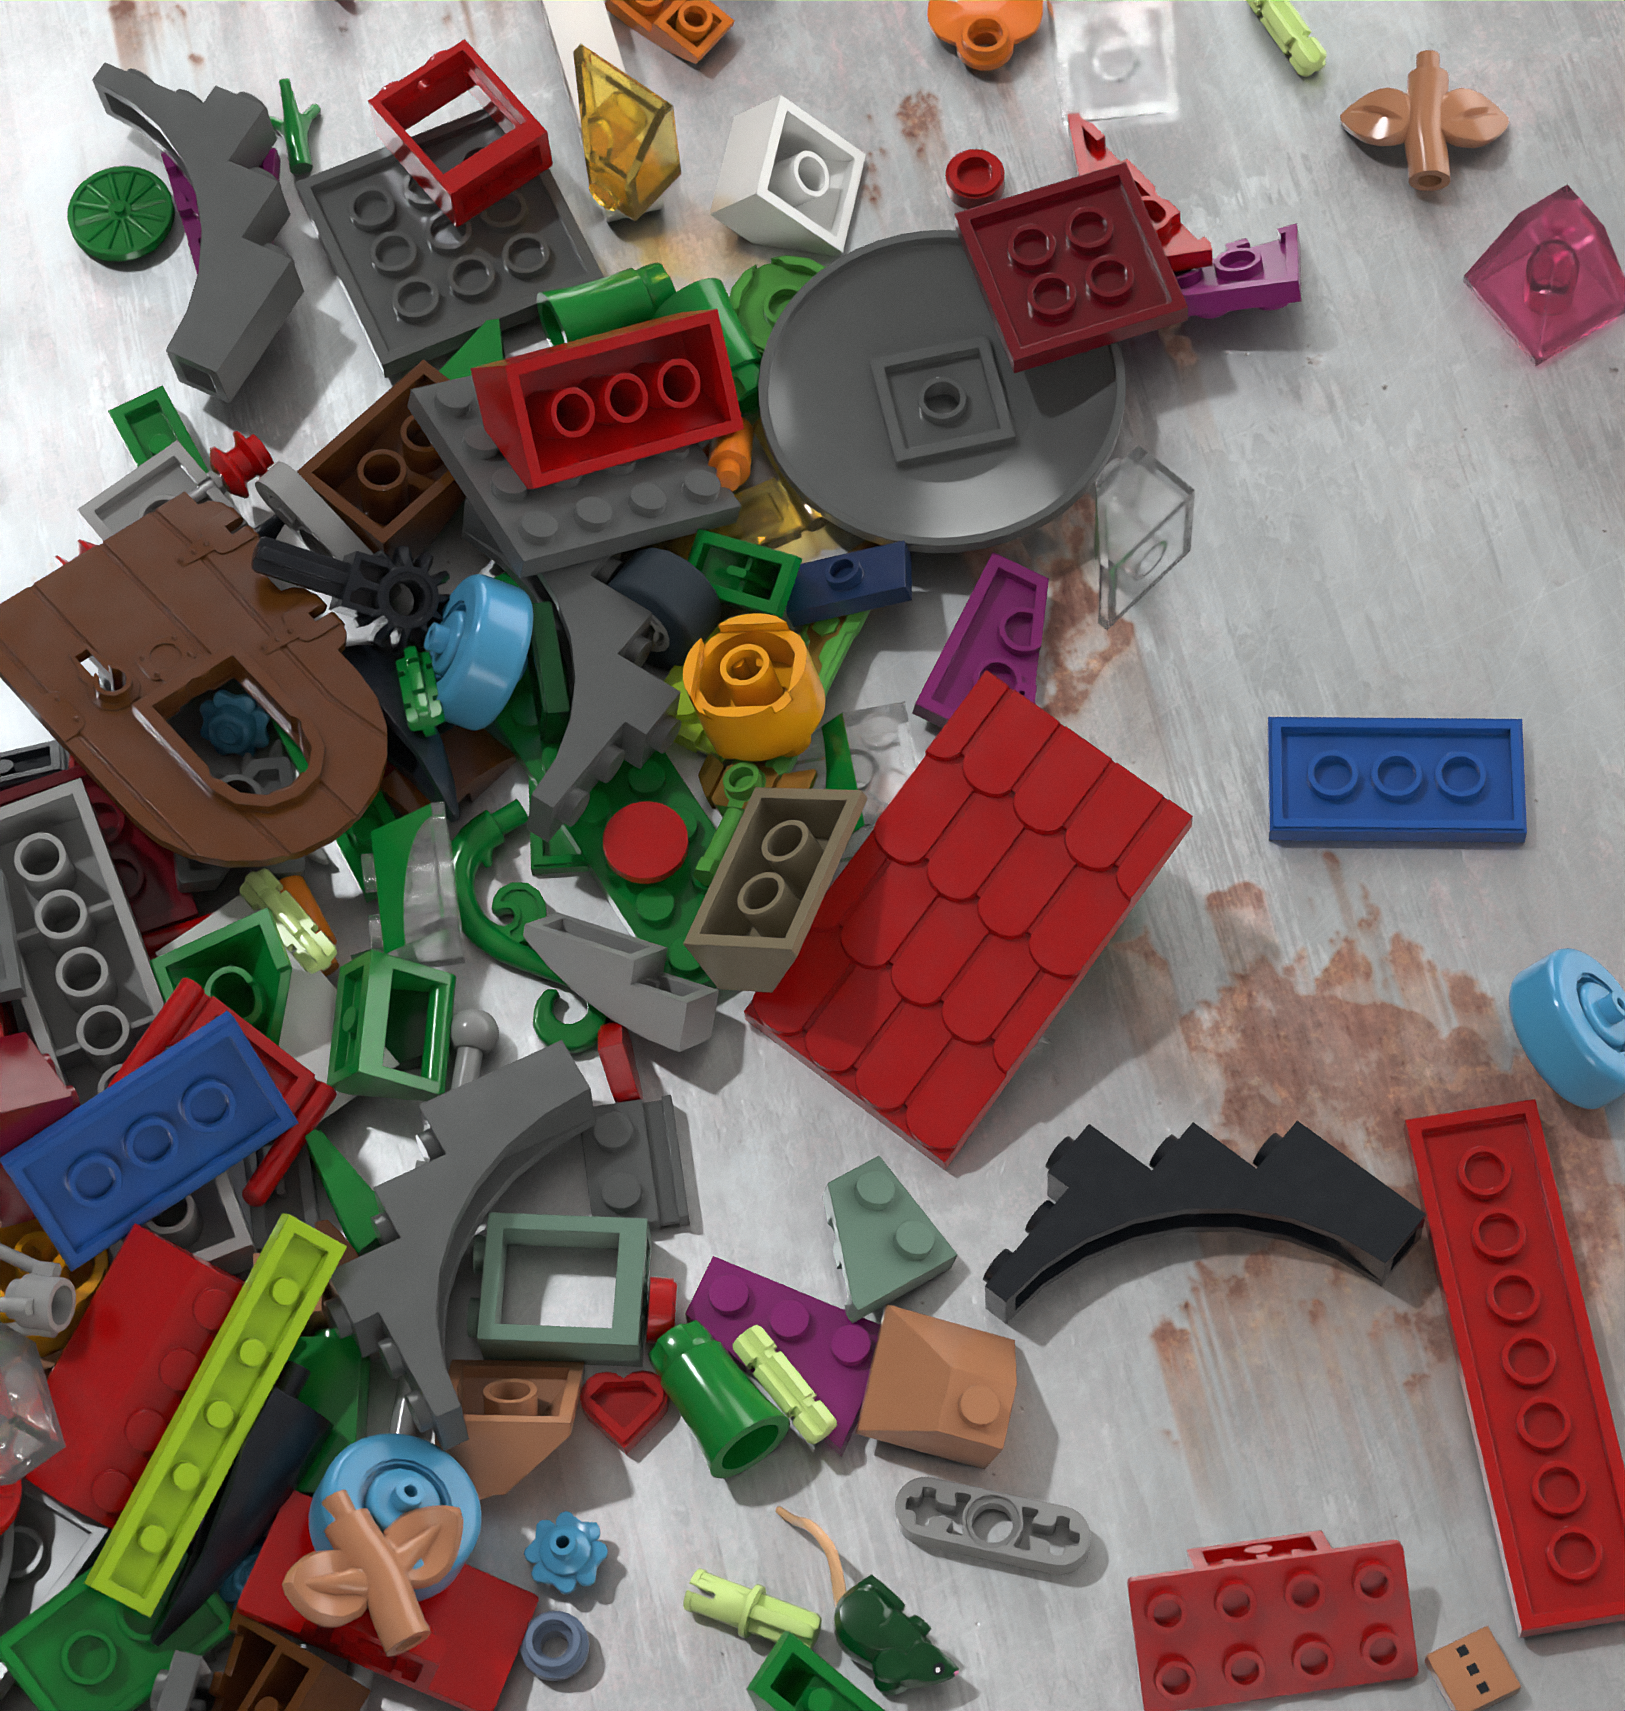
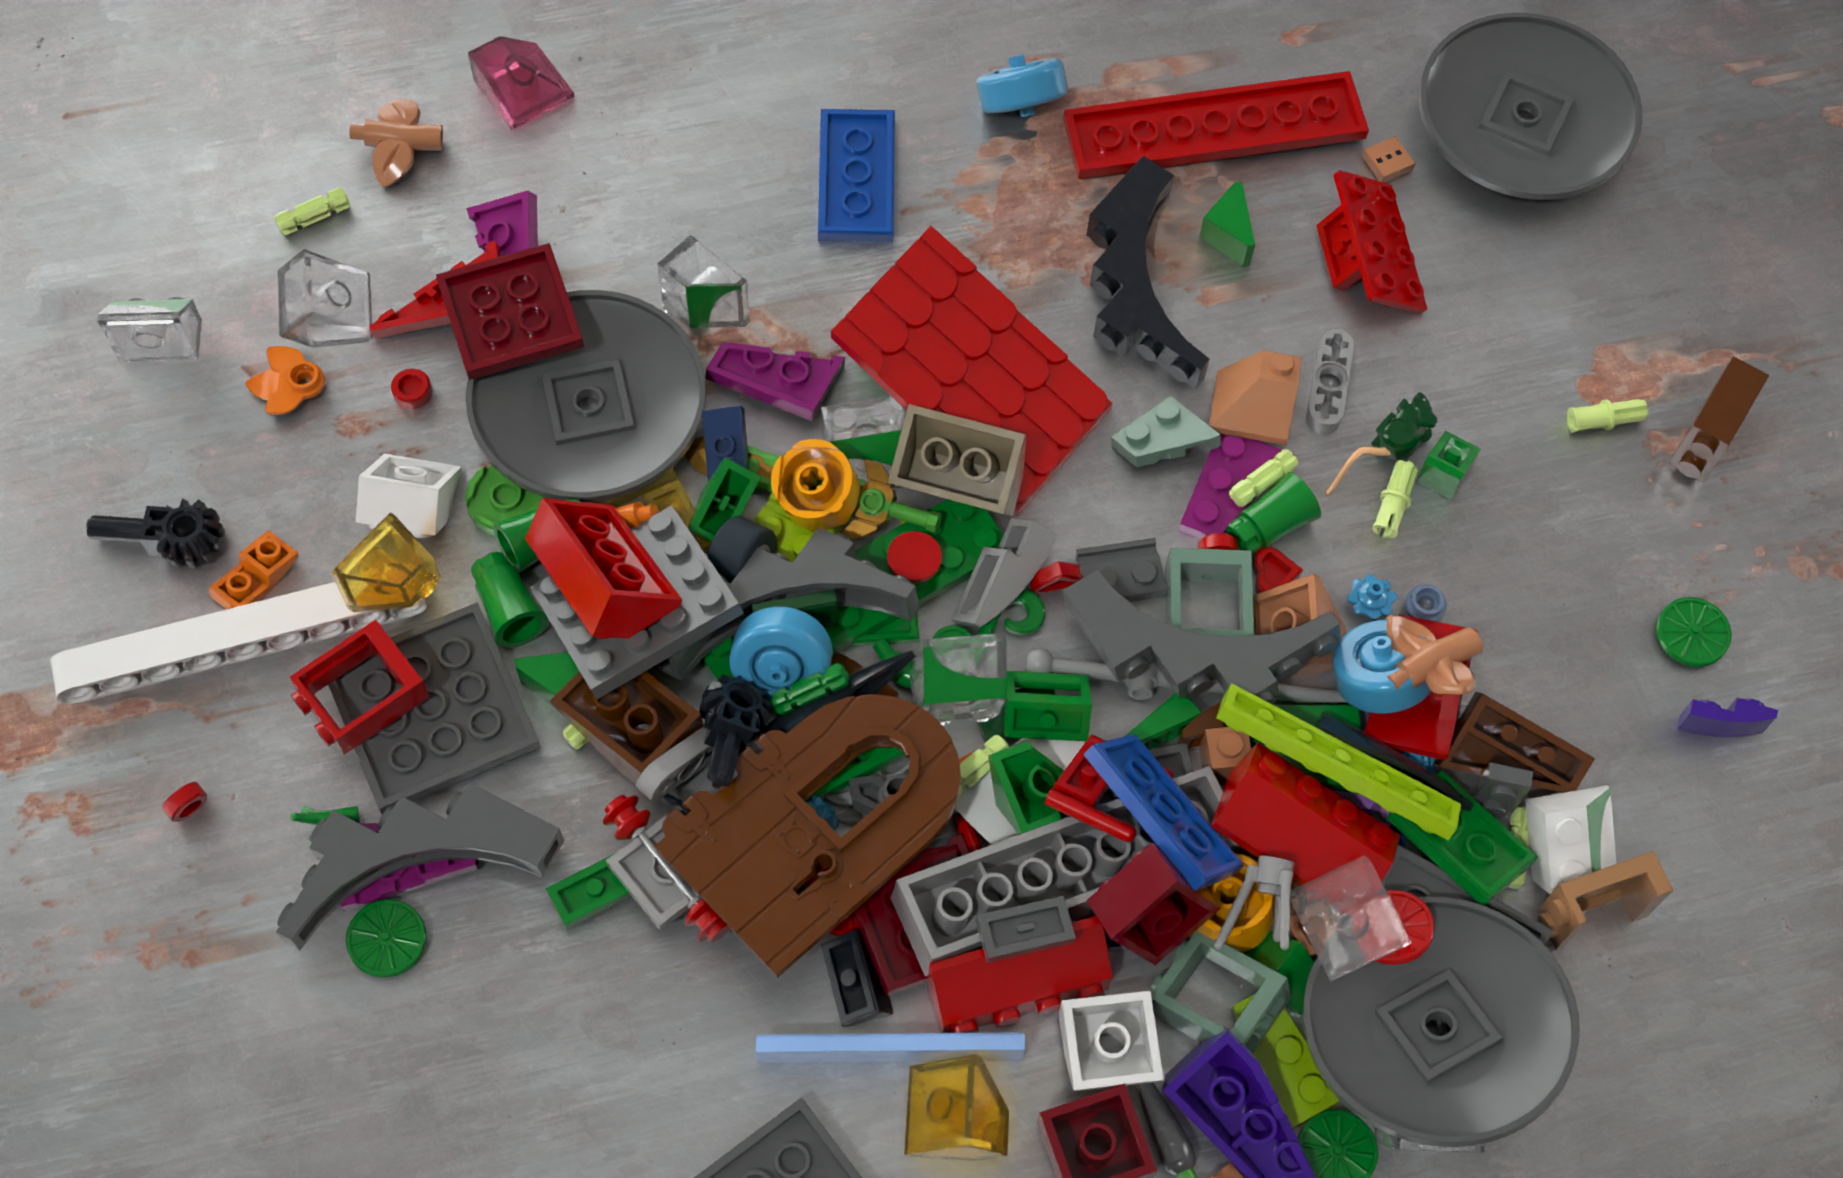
camera: 100 degrees left, 0 degrees up
(1305, 1370) = (1229, 226): none -> green slope

